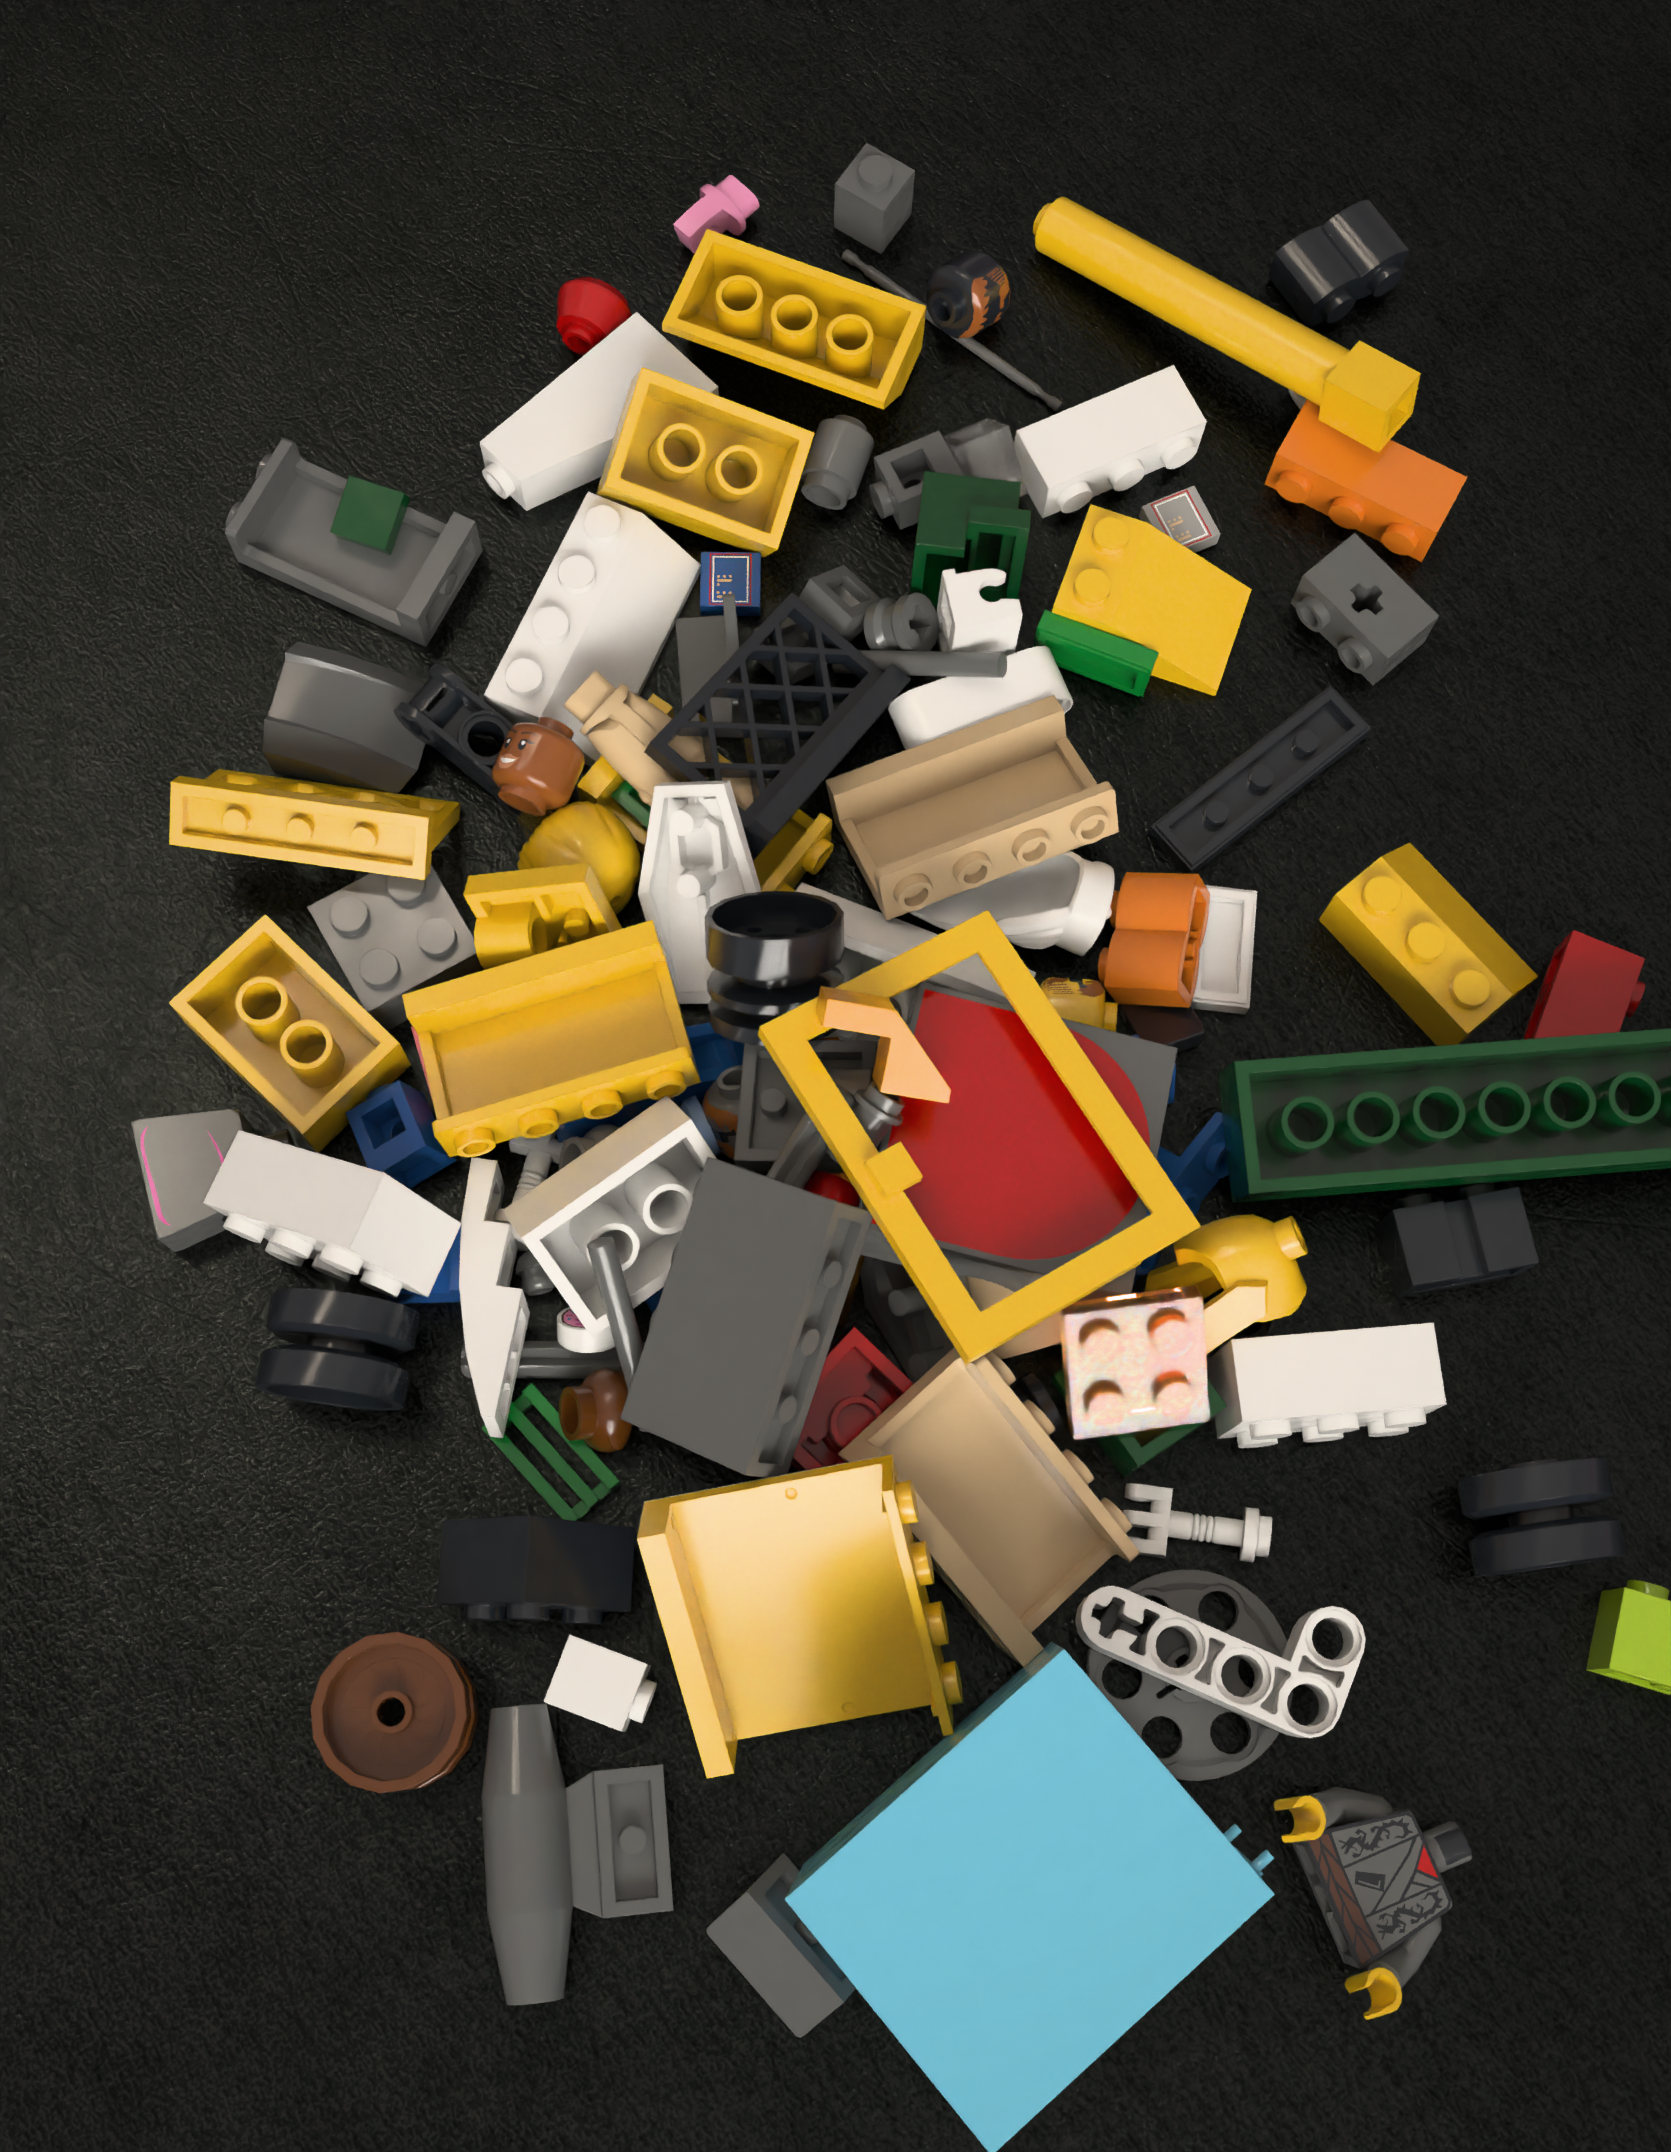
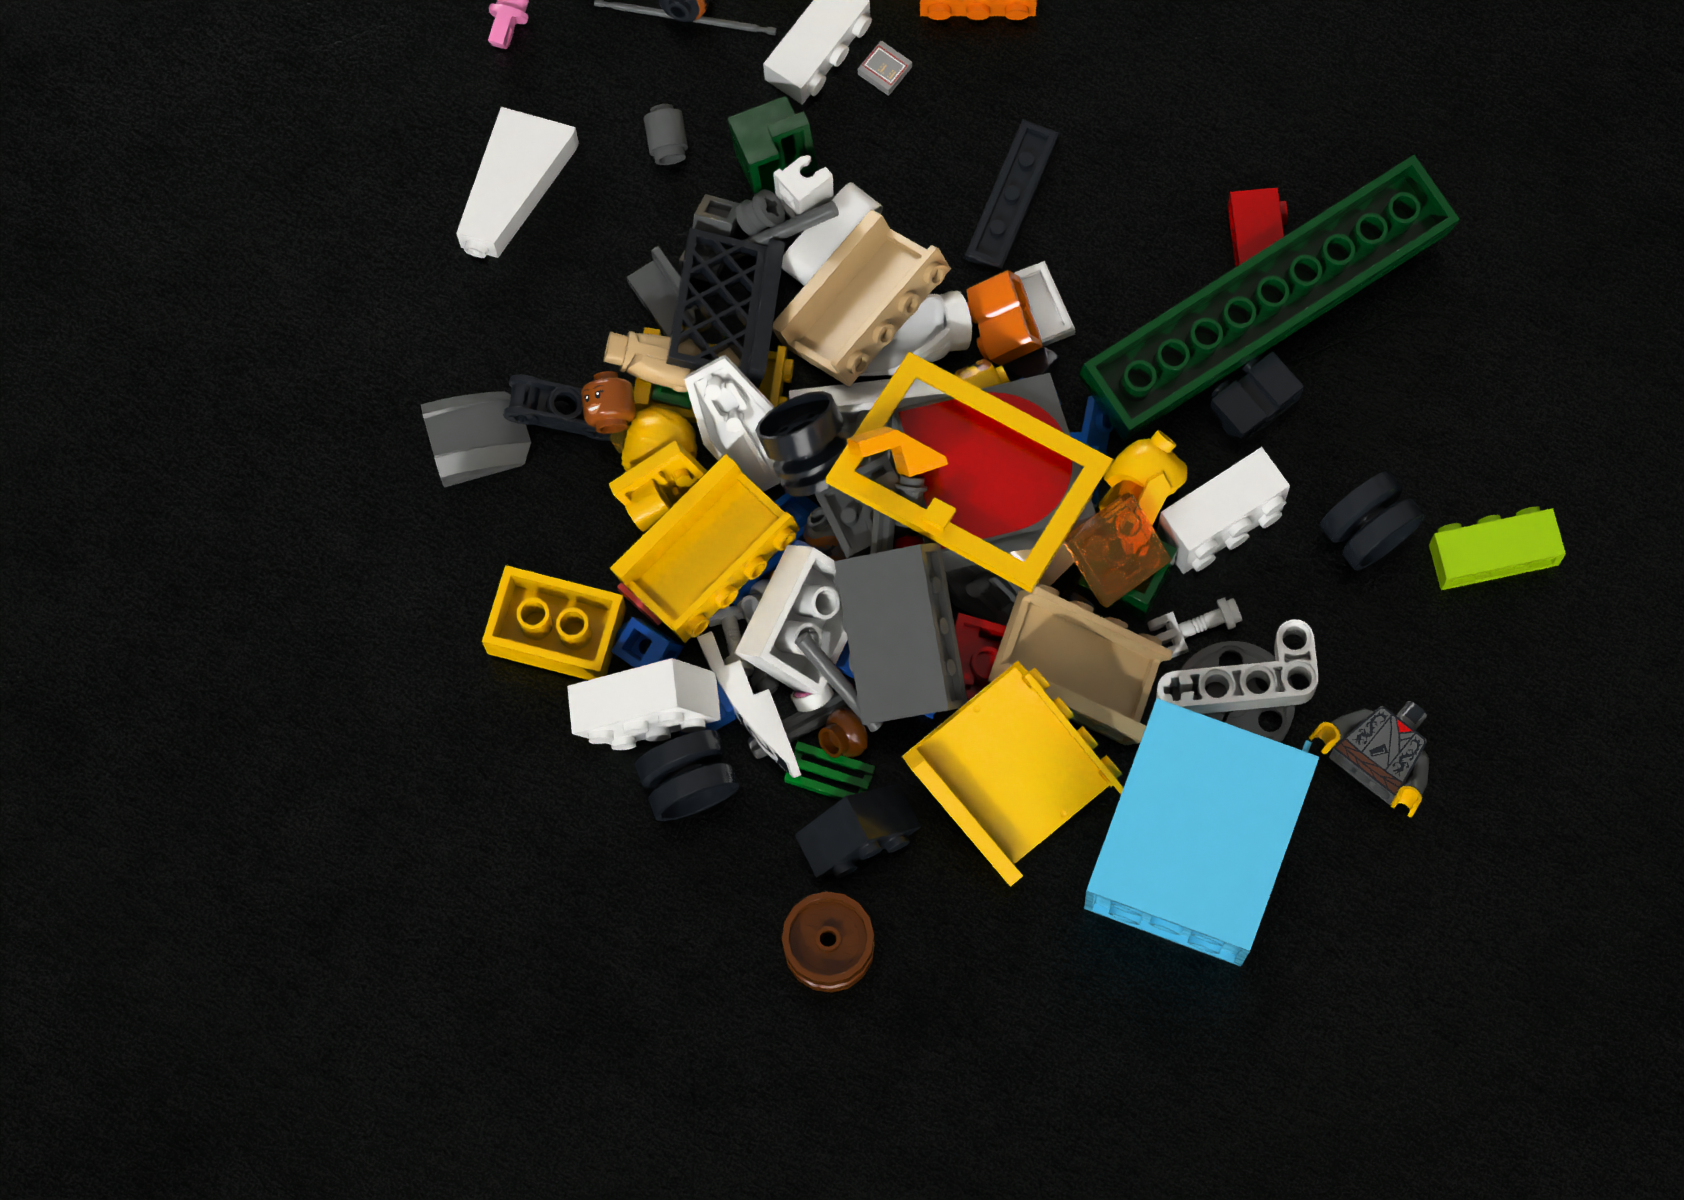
camera: 20 degrees left, 0 degrees up
(179, 1166) = (544, 728): torso -> none
(287, 535) = (412, 332): dark grey panel -> none
(309, 822) = (498, 500): yellow fence -> none
(370, 515) = (414, 309): dark green tile -> none
(395, 939) = (581, 539): brick -> none
(562, 1848) = (952, 965): dark grey plate -> none
(589, 312) = (471, 121): red cone -> none
(597, 609) = (582, 301): white slope -> none
(601, 1685) = (927, 873): white brick -> none
(704, 463) = (597, 178): yellow brick -> none
(730, 574) = (644, 236): blue tile -> none
(780, 1952) = (1100, 950): dark grey panel -> none
(797, 320) = (598, 64): yellow slope -> none
(901, 475) = (713, 116): dark grey brick -> none
(986, 452) = (749, 87): clear brick -> none
(1096, 653) = (879, 171): green tile -> none
(1155, 594) = (893, 125): yellow slope -> none
(1363, 609) = (1004, 51): dark grey brick -> none
(1426, 946) = (1155, 242): yellow slope -> none

